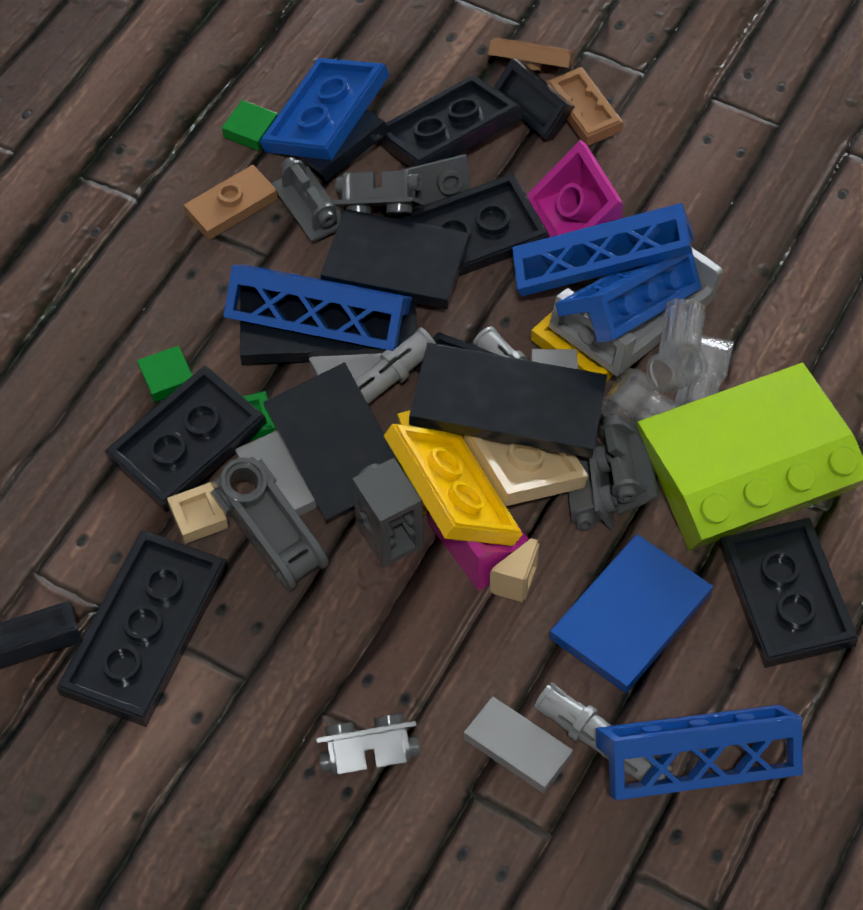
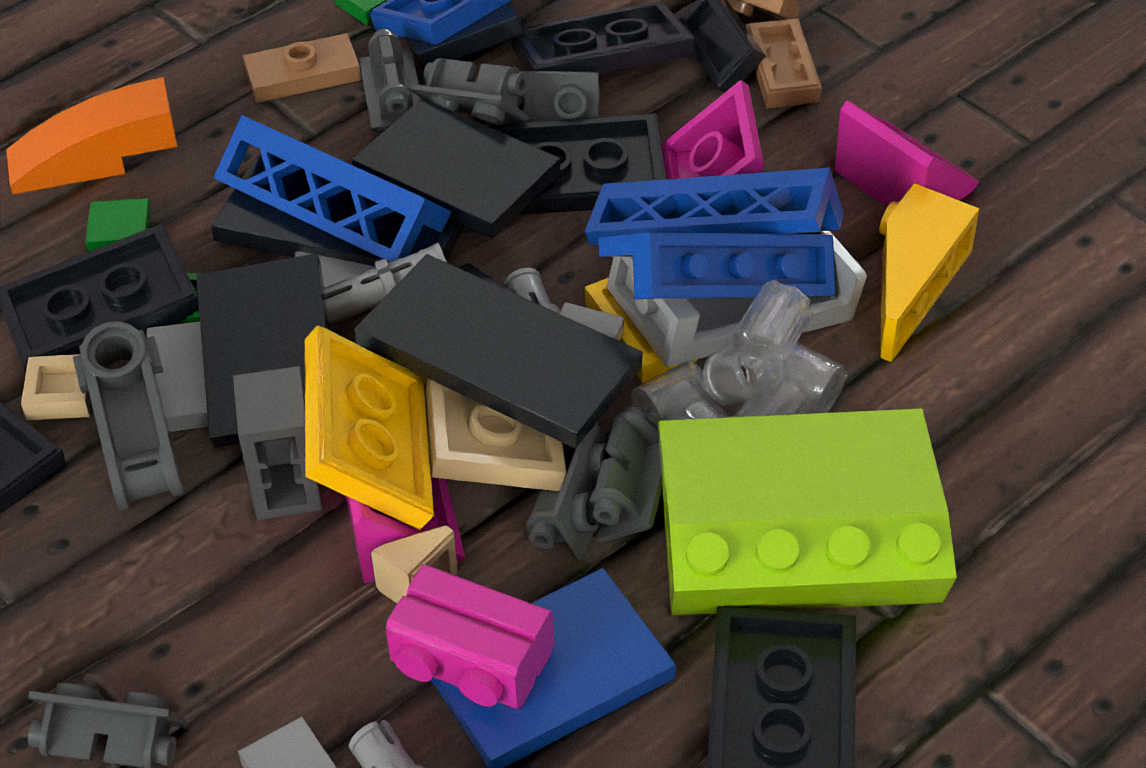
camera: 20 degrees right, 10 degrees down
(110, 307) = (93, 138): none -> orange slope
(584, 611) = (470, 638): none -> dark pink brick
(700, 173) = (889, 160): none -> dark pink slope
(742, 244) = (922, 252): none -> yellow slope

